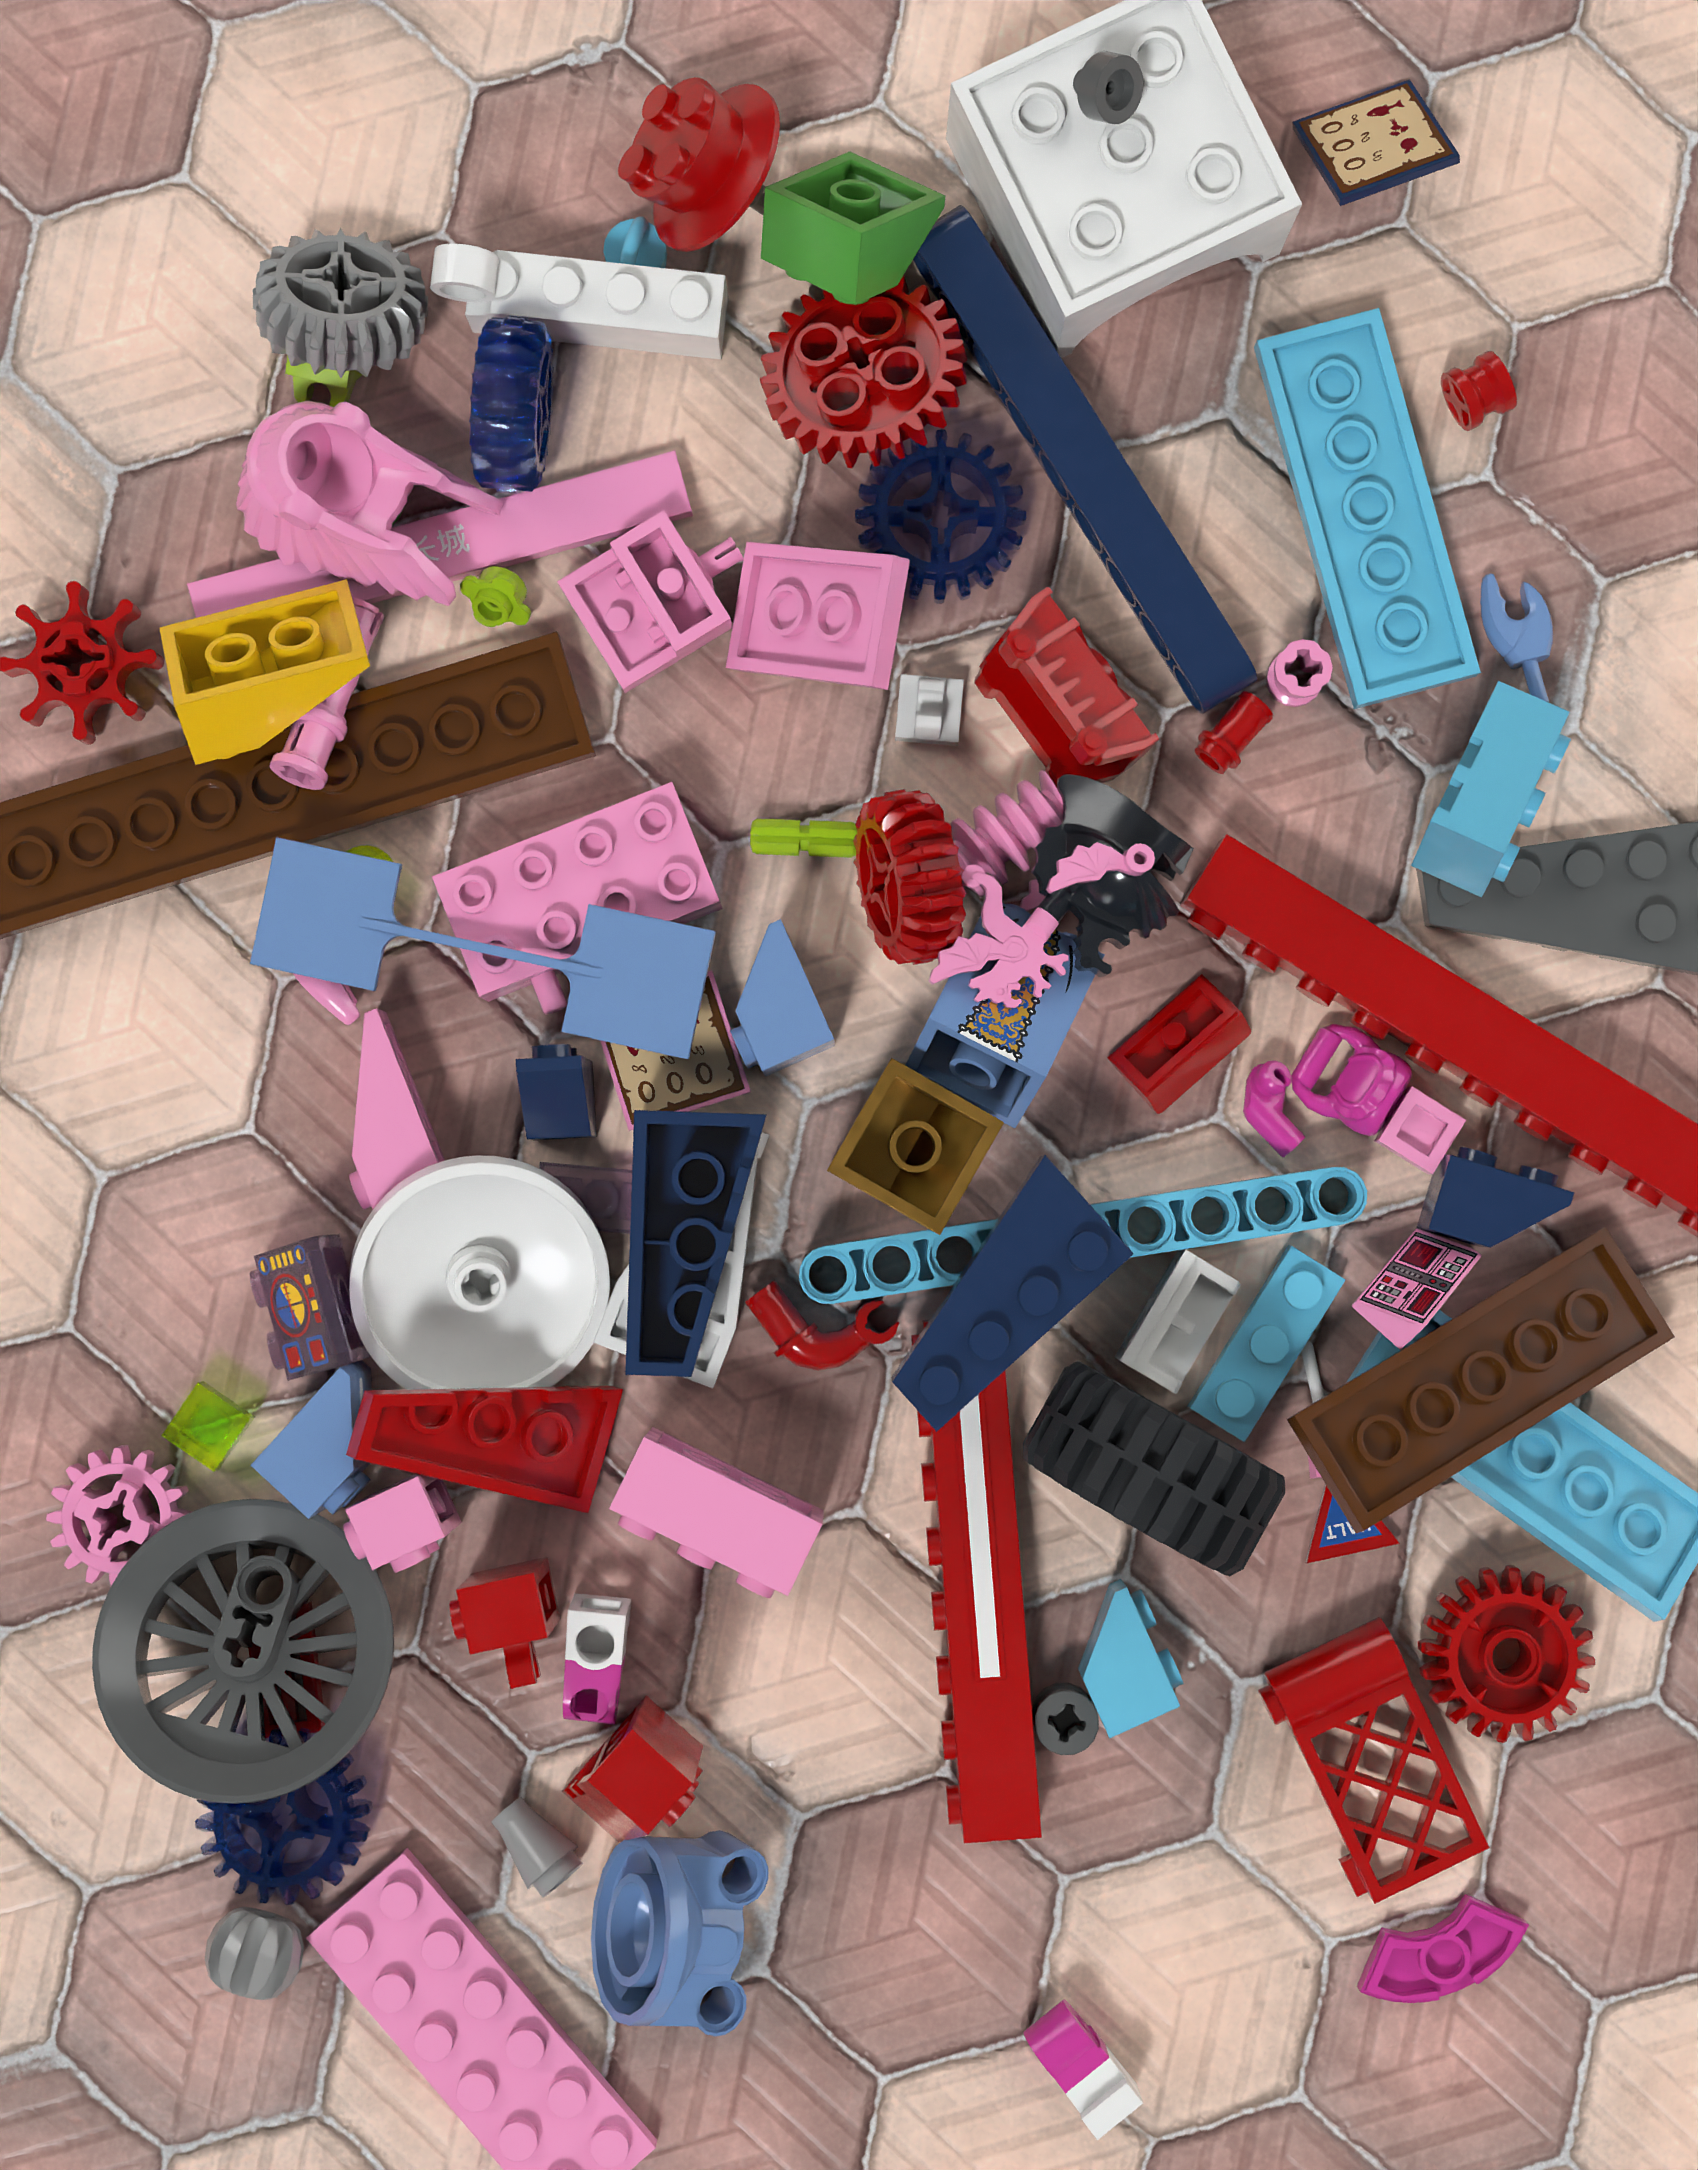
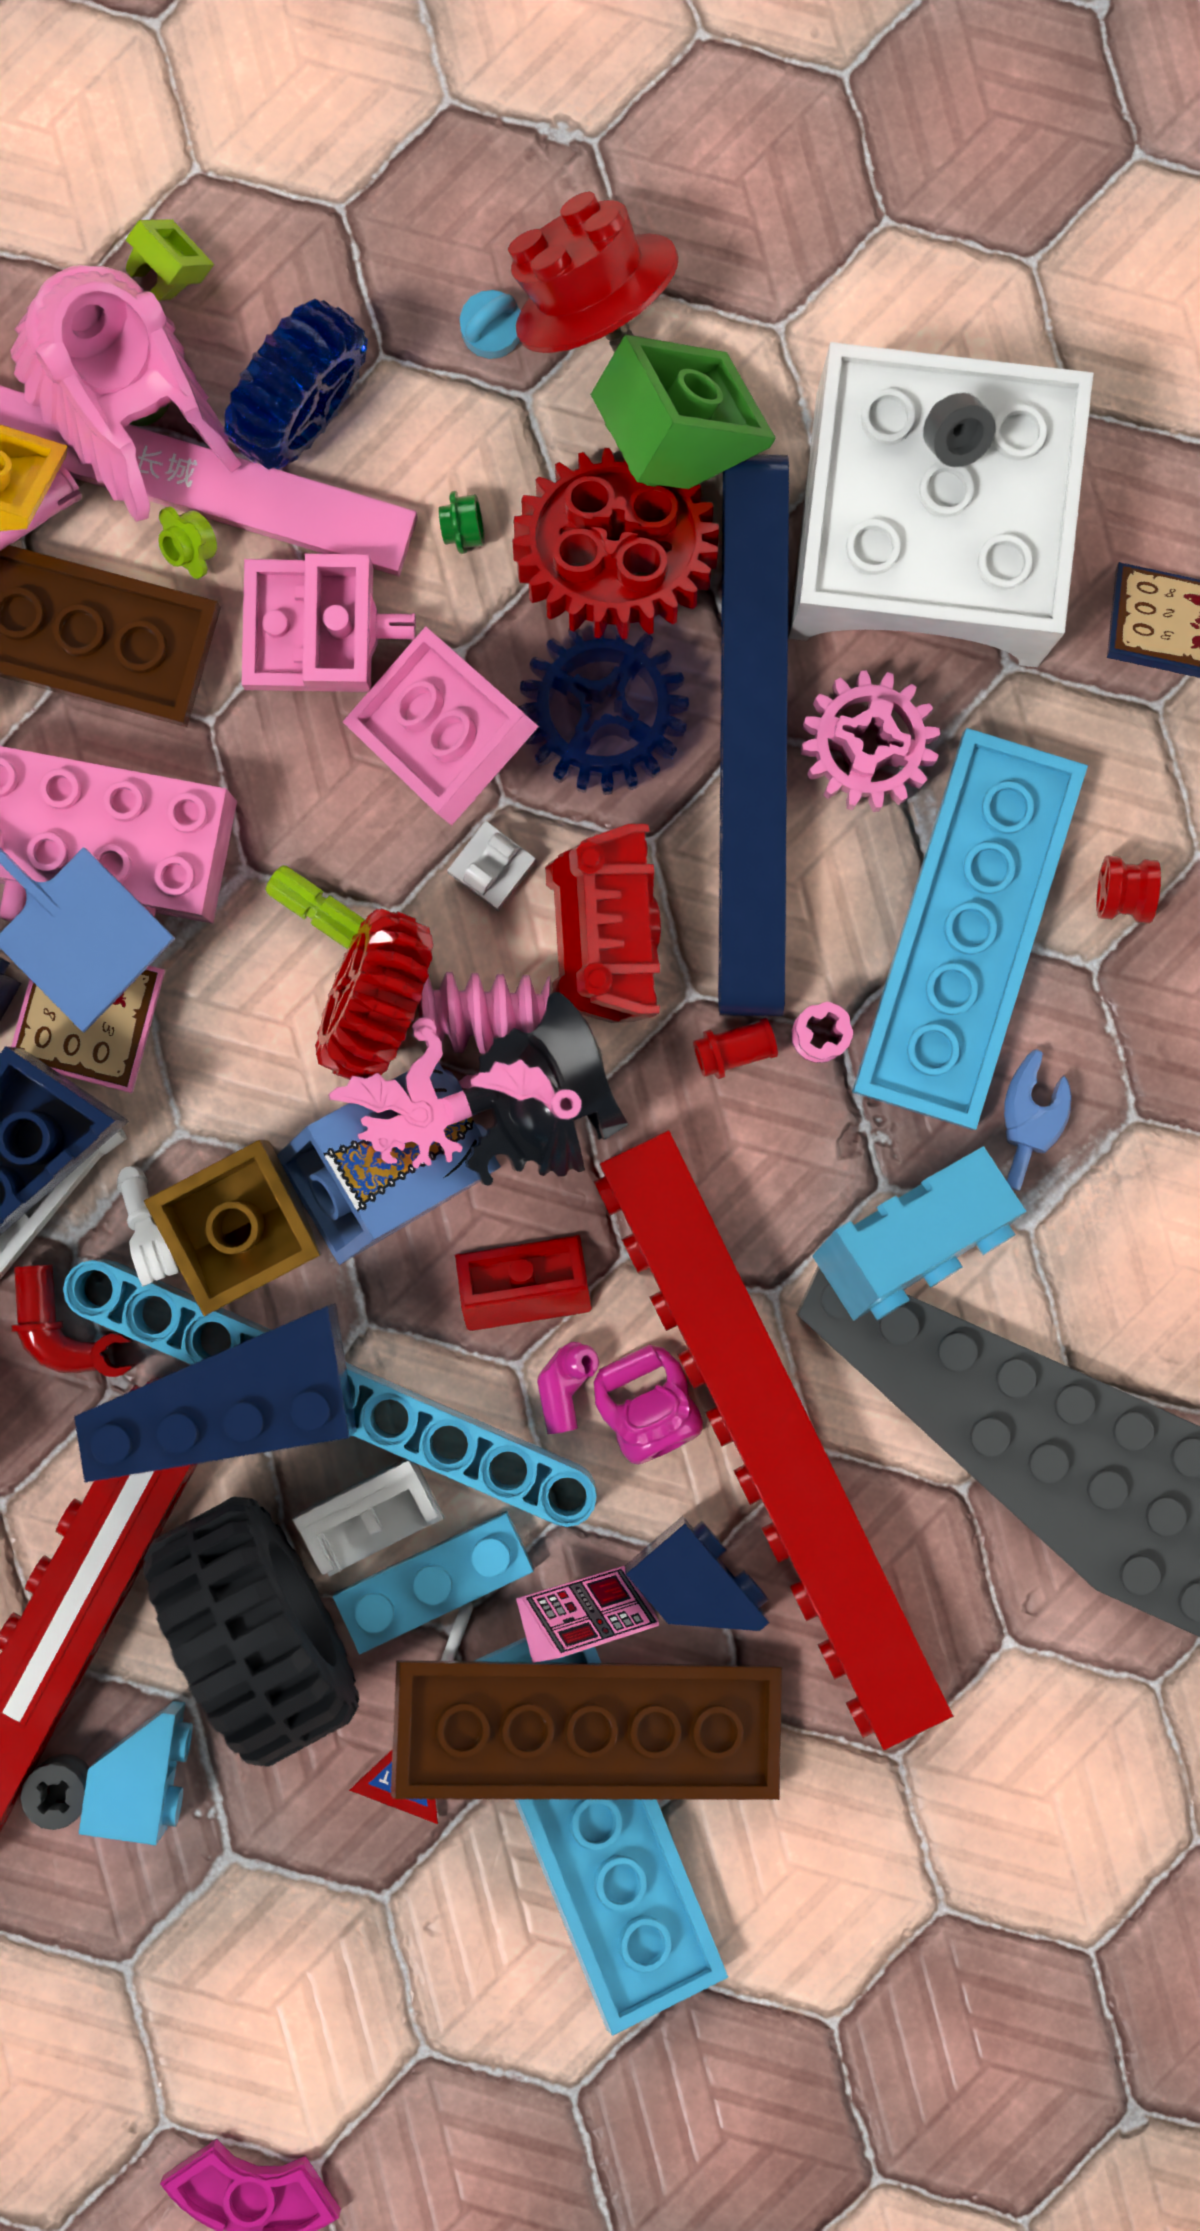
camera: 30 degrees right, 0 degrees up
(340, 303) = (207, 208): light grey gear -> none
(588, 299) = (421, 337): white hinge -> none
(719, 435) = (462, 522): none -> green plate
(779, 1009) = (196, 1035): medium blue slope -> none
(849, 1206) = (147, 1246): none -> white piece
(1178, 378) = (844, 736): none -> bright pink gear
(1328, 1690) = (295, 1911): red piece -> none
(1420, 1130) = (677, 1485): bright pink plate -> none
(1544, 1664) = (455, 2015): red gear -> none

